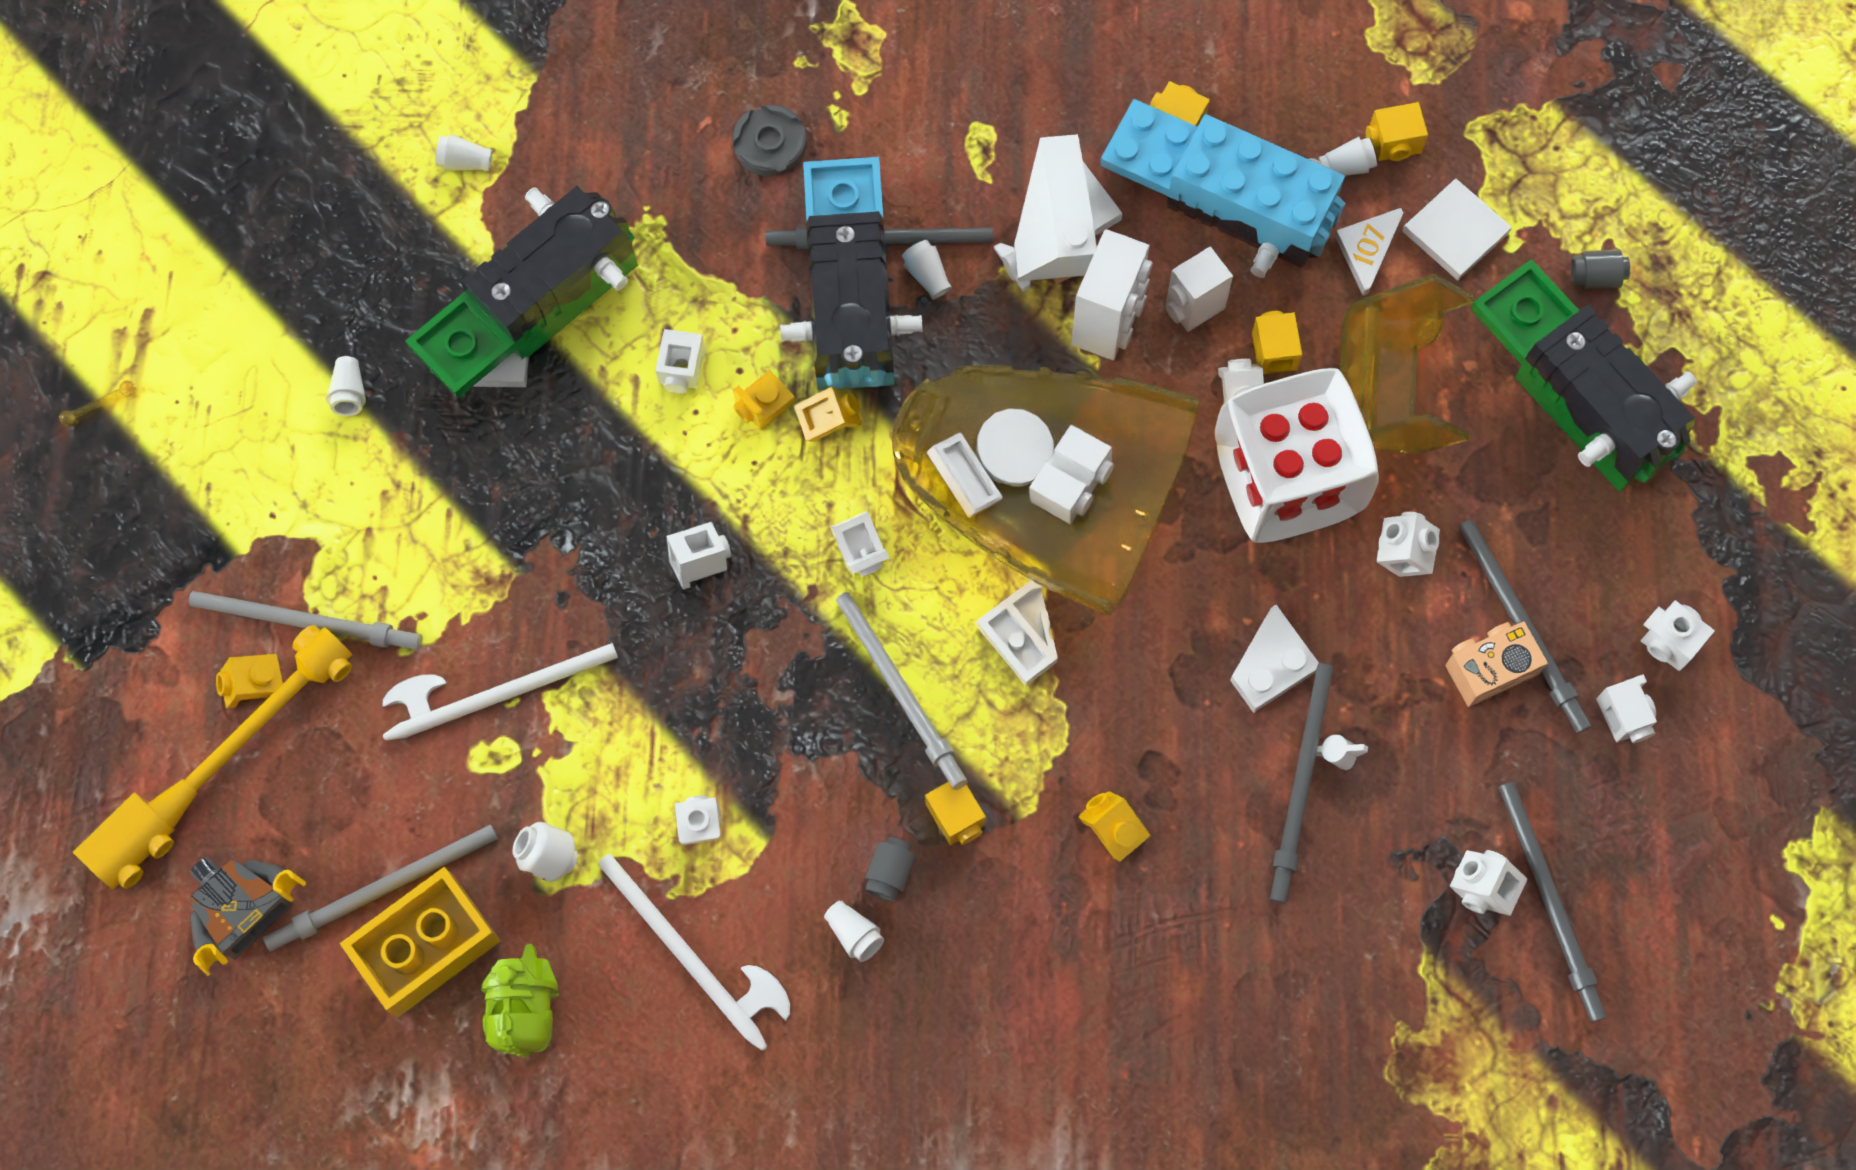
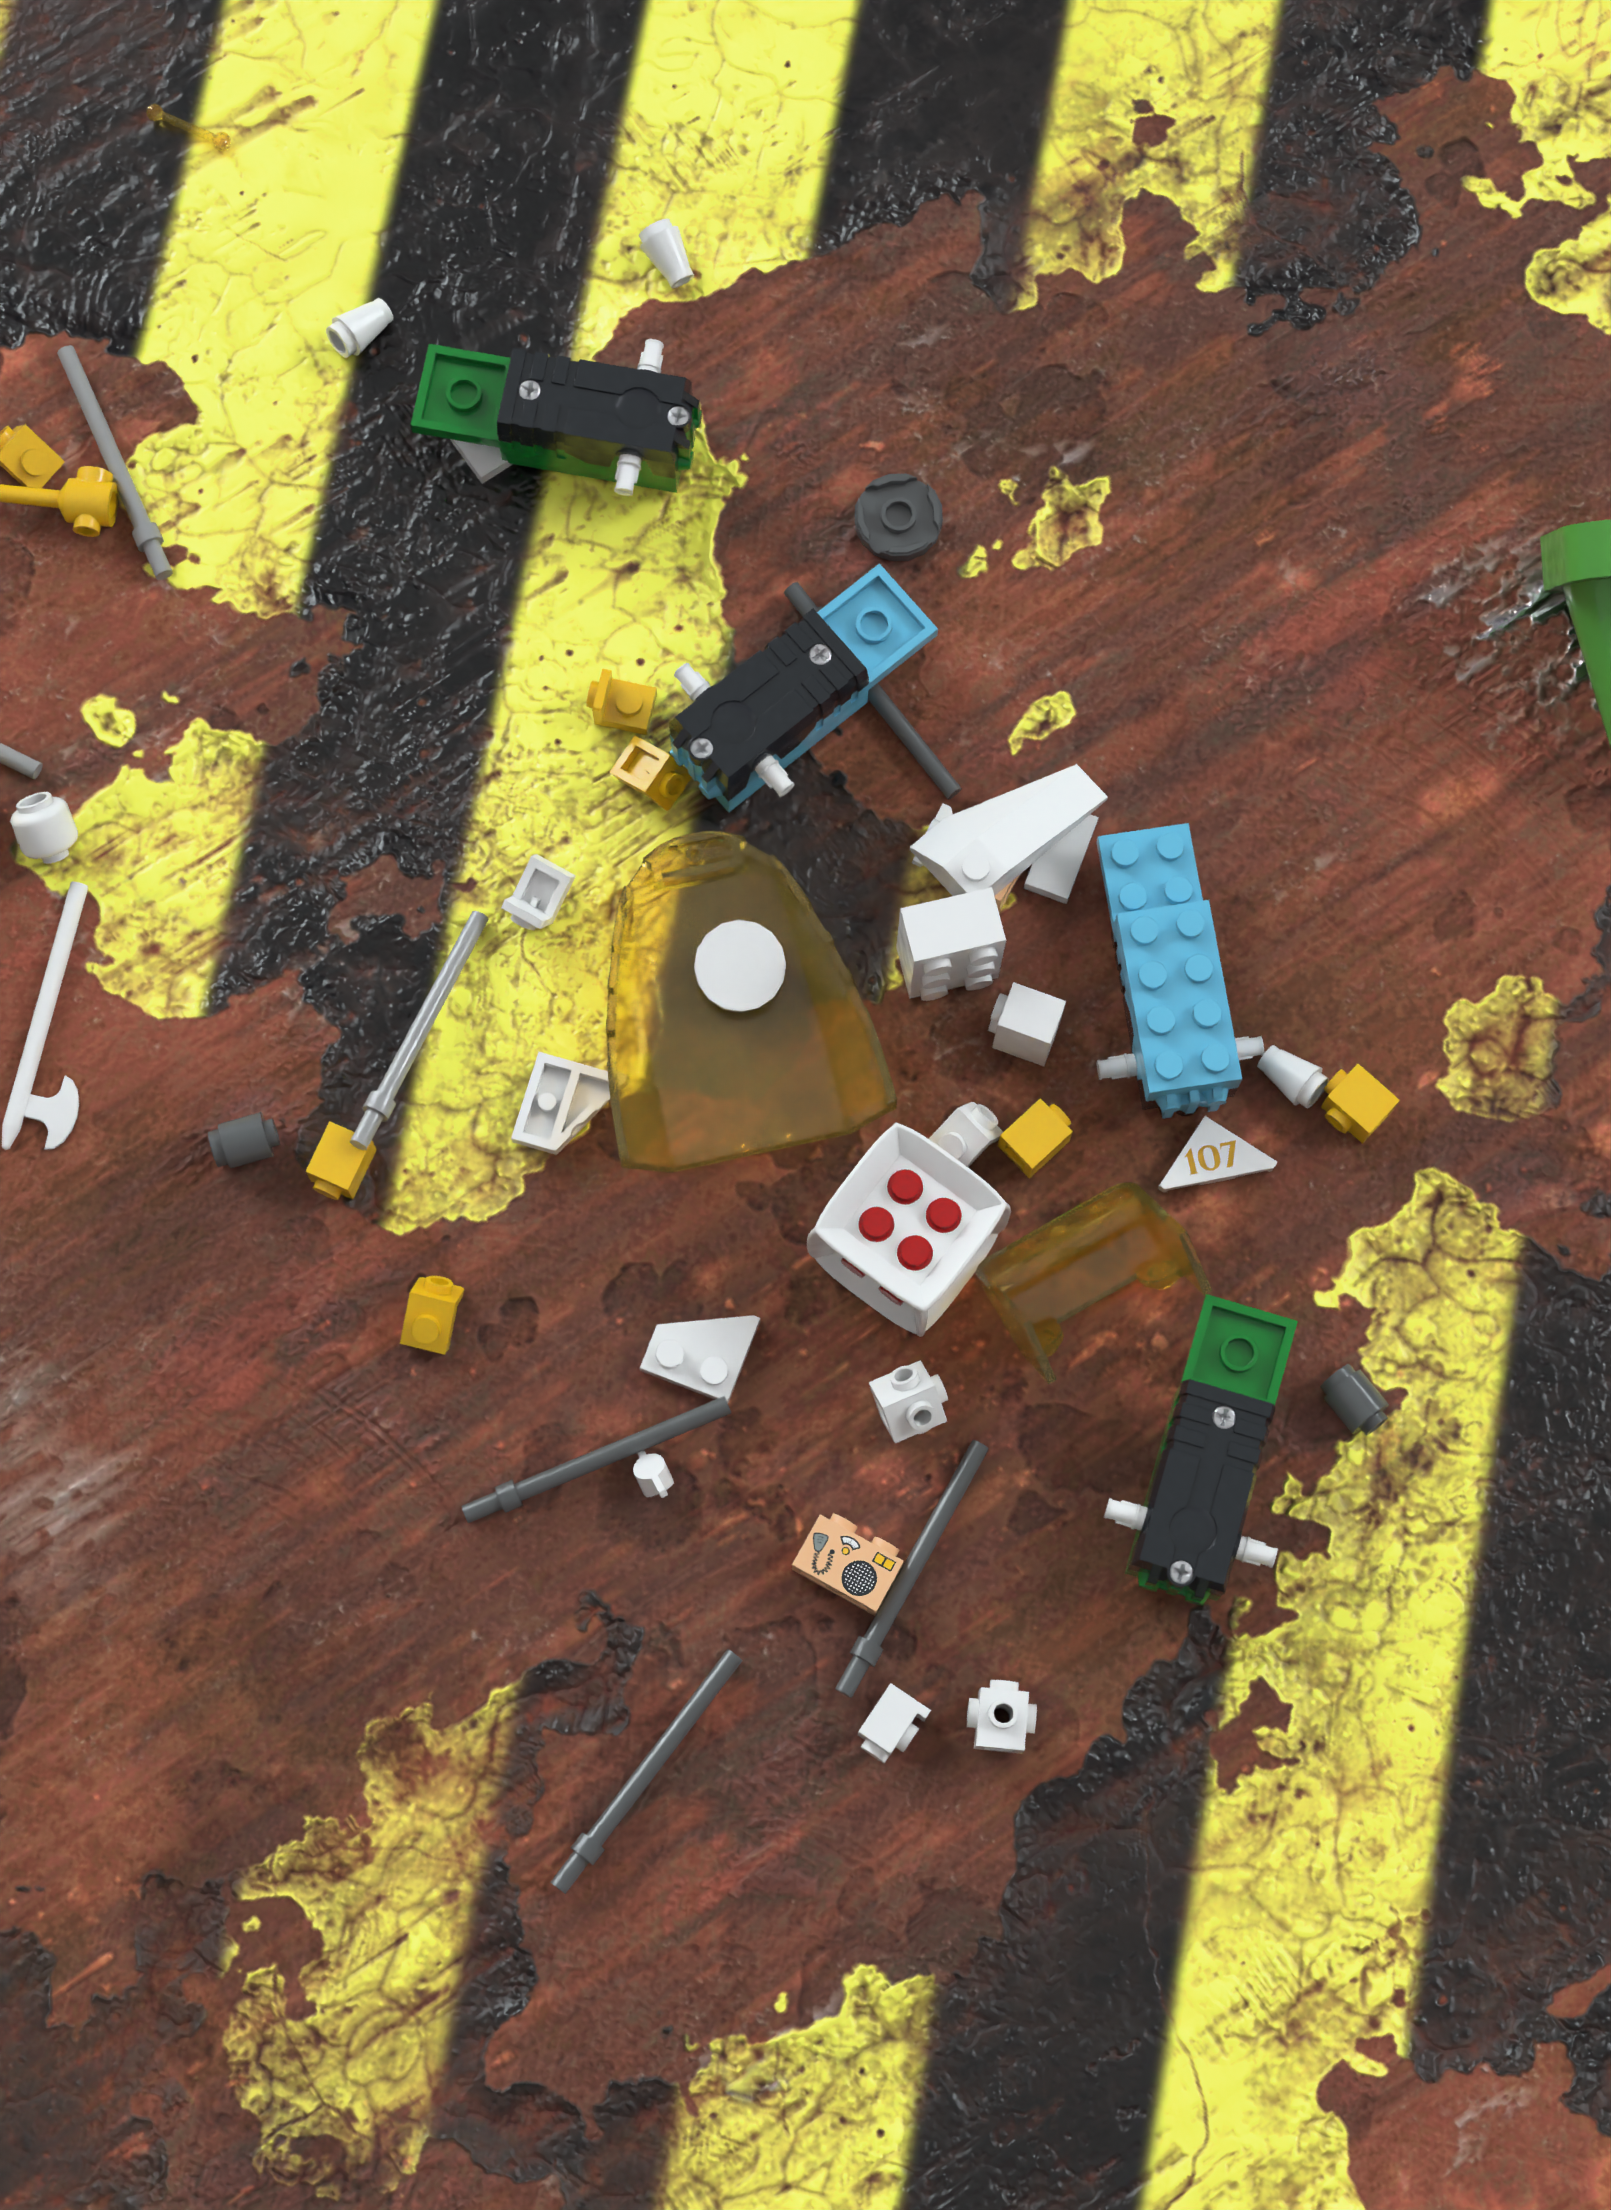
camera: 50 degrees right, 5 degrees up
(415, 692) = (120, 606): white piece -> none
(680, 349) = (605, 587): white brick -> none
(697, 553) = (423, 755): white brick -> none
(698, 820) = (164, 938): white bracket -> none
(855, 932) = (164, 1151): white cone -> none
(926, 267) = (868, 758): white cone -> none
(964, 475) = (674, 939): white tile -> none
(1071, 475) = (748, 1038): white brick -> none
(1181, 103) = (1222, 876): yellow brick -> none
(1457, 229) = (1298, 1232): white tile -> none
(1488, 882) = (614, 1695): white brick -> none

